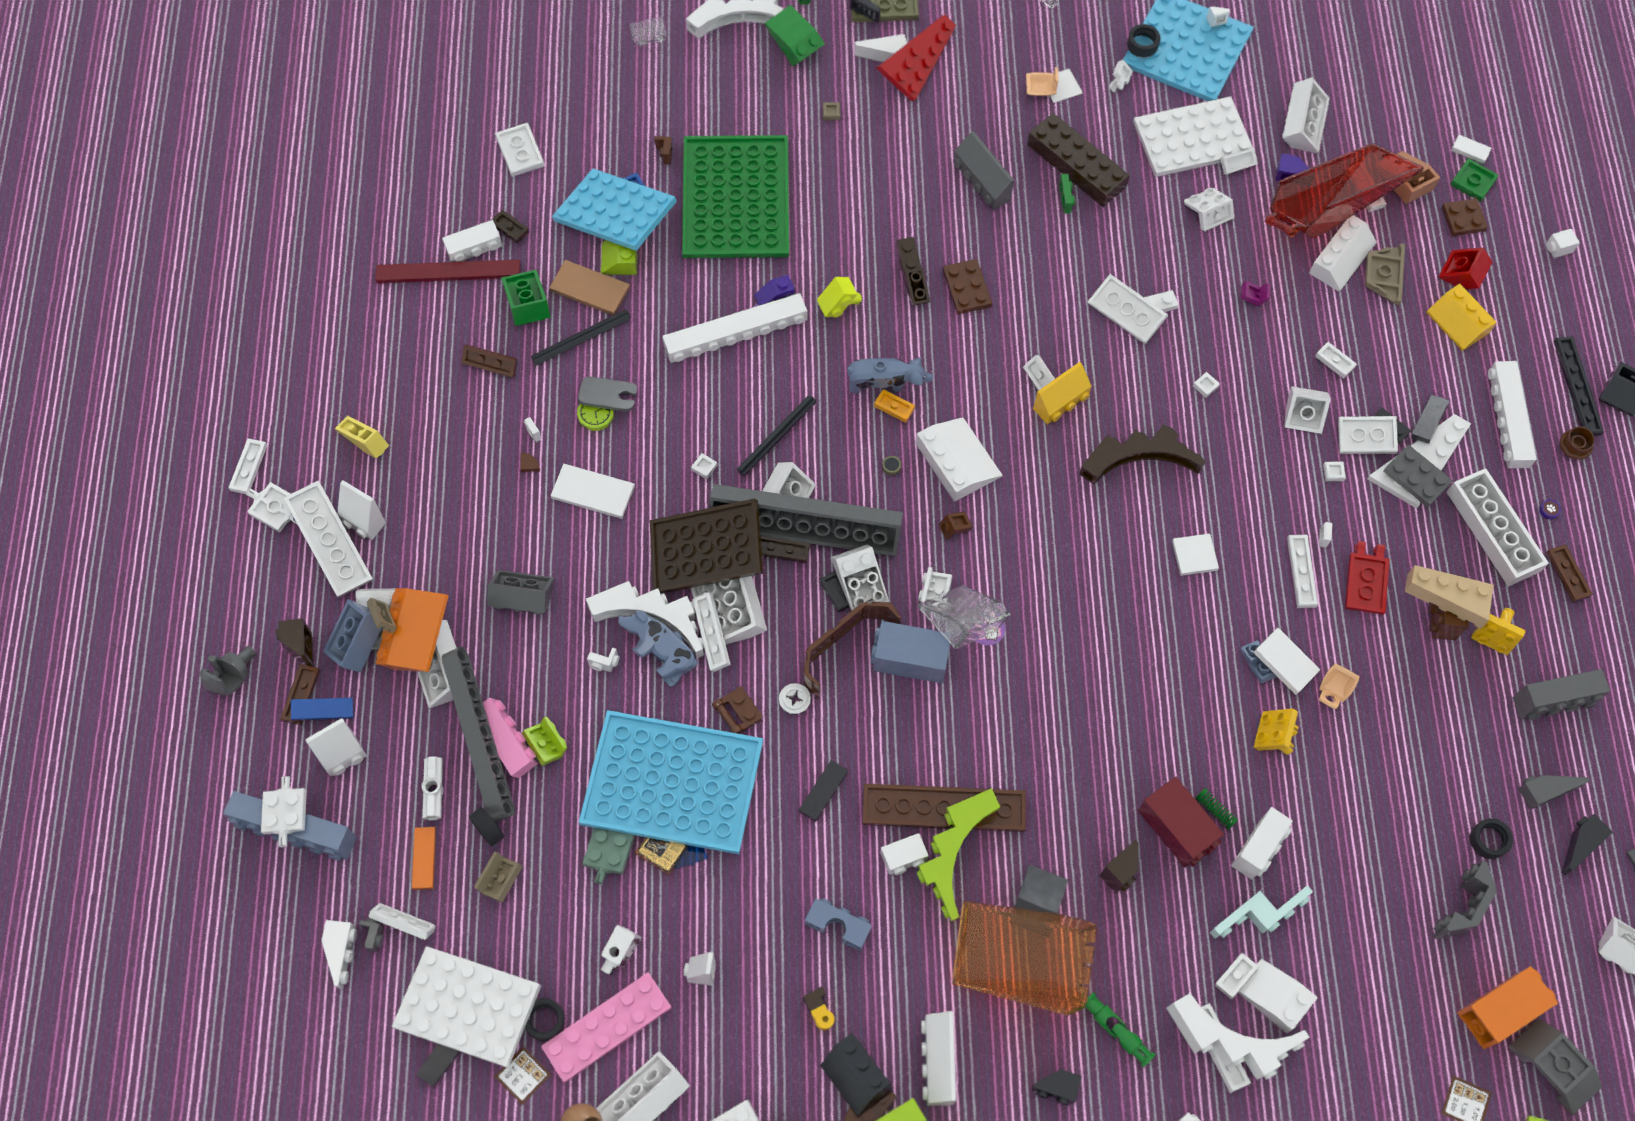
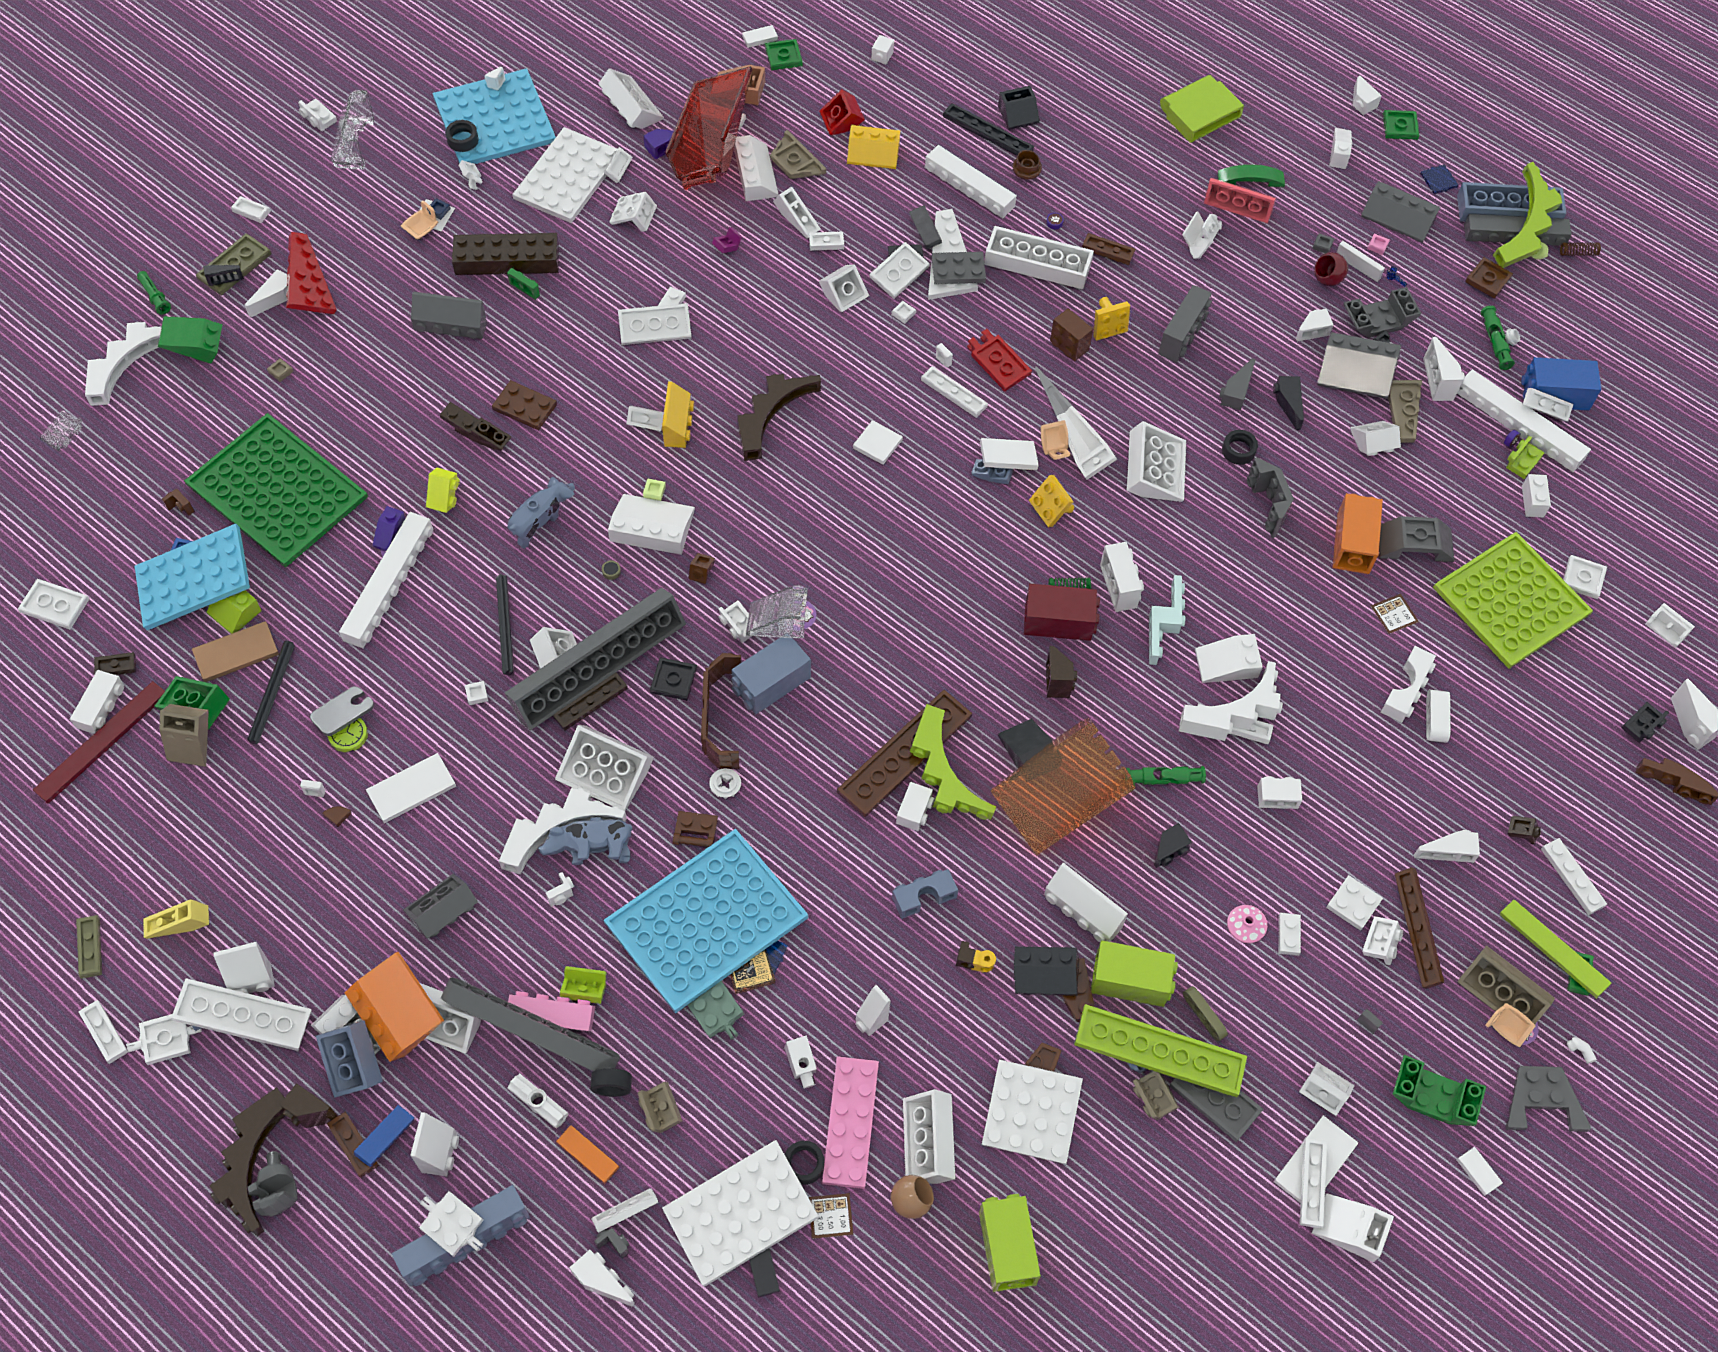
camera: 50 degrees left, 5 degrees down
(232, 631) = (240, 1157): none -> dark brown arch
(299, 402) = (89, 946): none -> olive tile
(381, 615) = (359, 1018): dark tan tile -> none
(489, 360) = (217, 772): reddish brown plate -> none
(493, 313) = (184, 734): none -> dark tan slope
(706, 546) = (547, 740): dark brown plate -> none
(711, 632) = (617, 794): white plate -> none
(823, 791) = (814, 822): black tile -> none
(860, 576) = (678, 659): white slope -> none
(894, 406) = (567, 528): light orange plate -> none
(987, 434) = (654, 489): none -> yellowish green plate
(1069, 83) = (440, 208): none -> dark blue tile
(1206, 385) = (761, 328): white tile -> none
(1236, 976) = (1194, 672): white plate -> none
(1336, 317) = (796, 212): none -> white slope
(1359, 714) = (1086, 445): none -> white plate
(1401, 784) = (1156, 463): none -> white slope
(1452, 593) = (1064, 315): tan wedge -> none
(1464, 217) = (804, 83): reddish brown plate -> none

